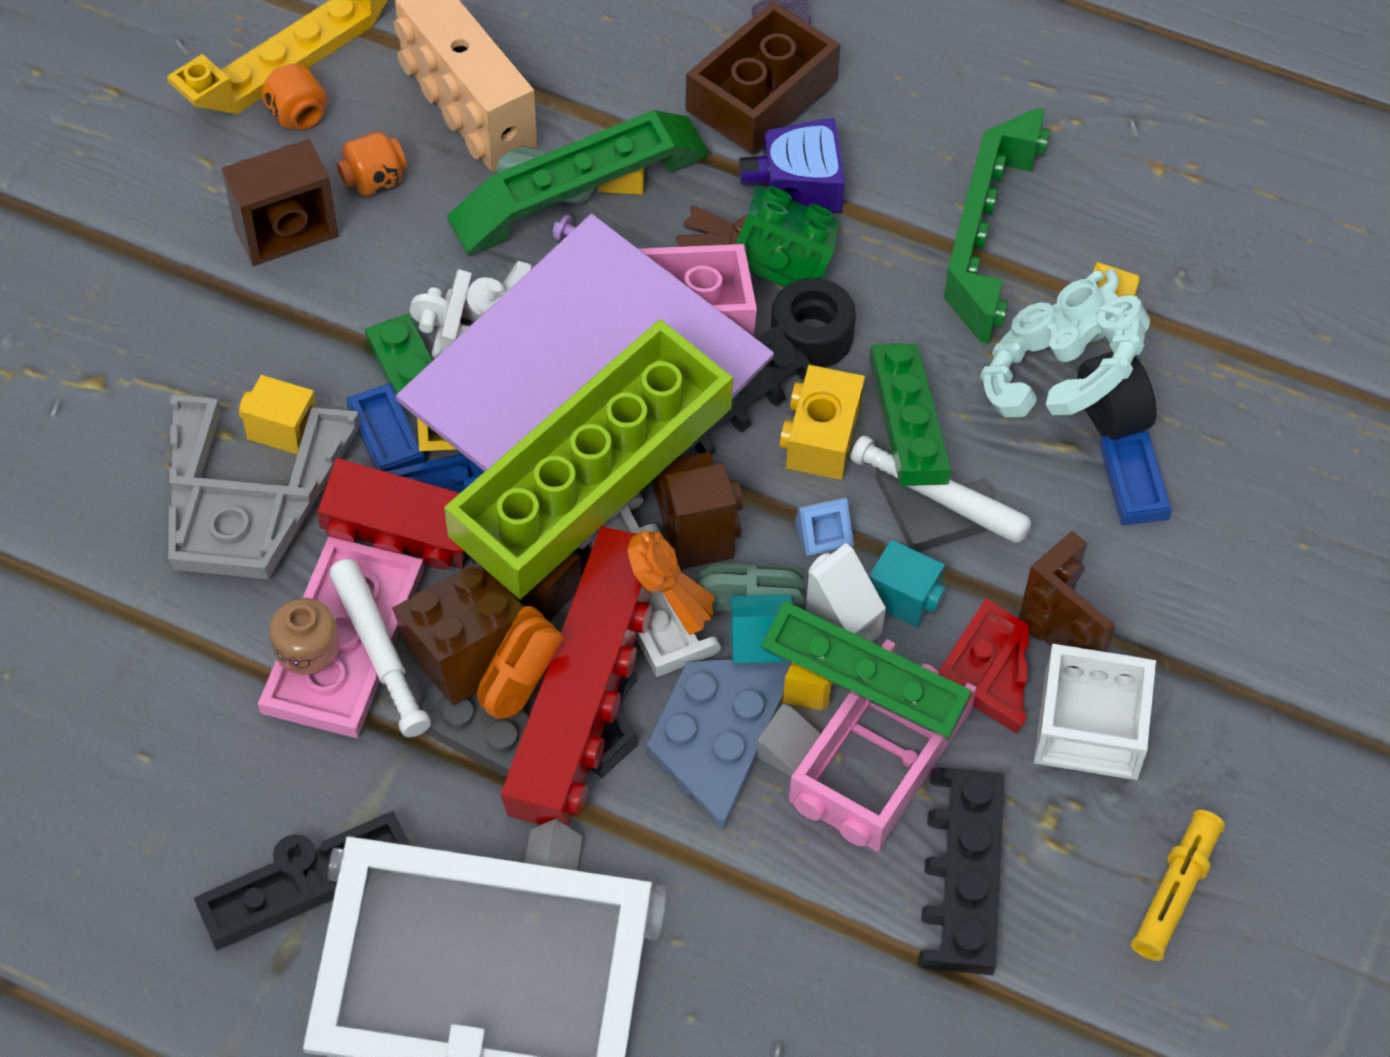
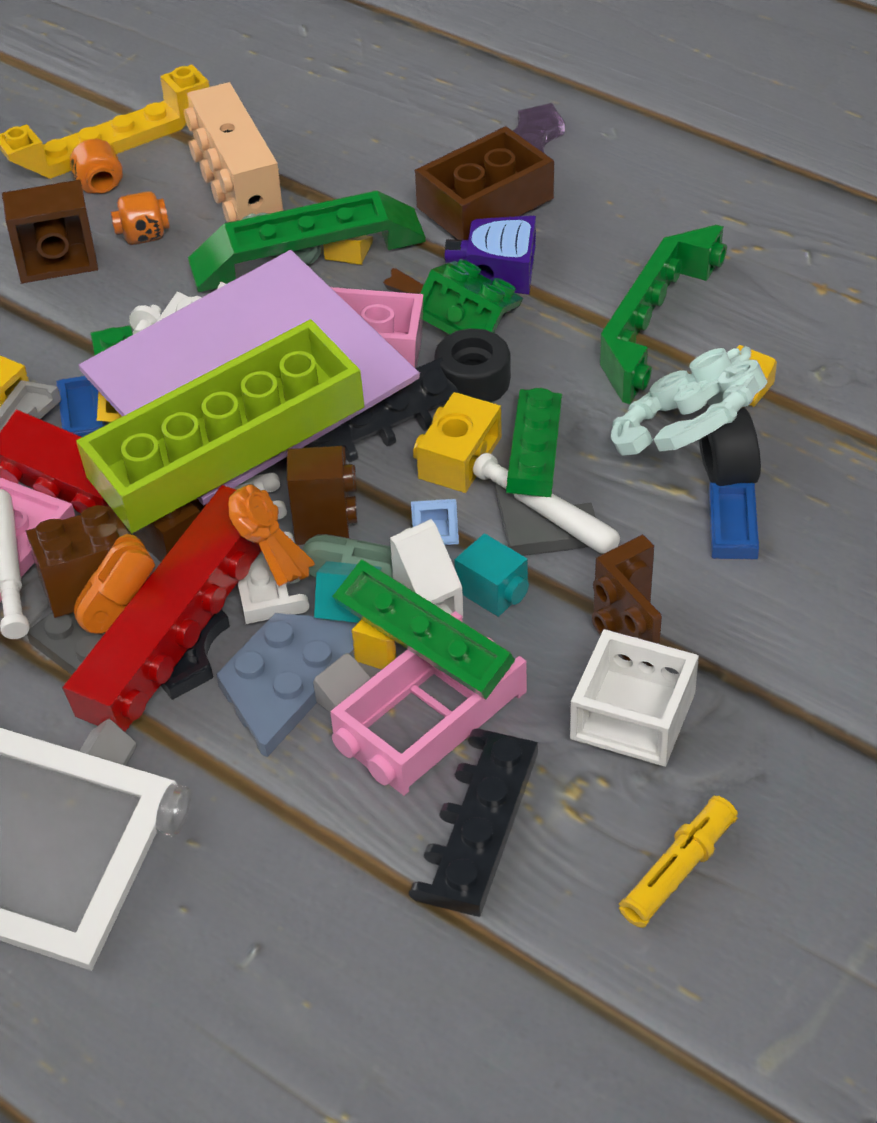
camera: 15 degrees right, 10 degrees down
(993, 660) = (554, 649): red wing -> none

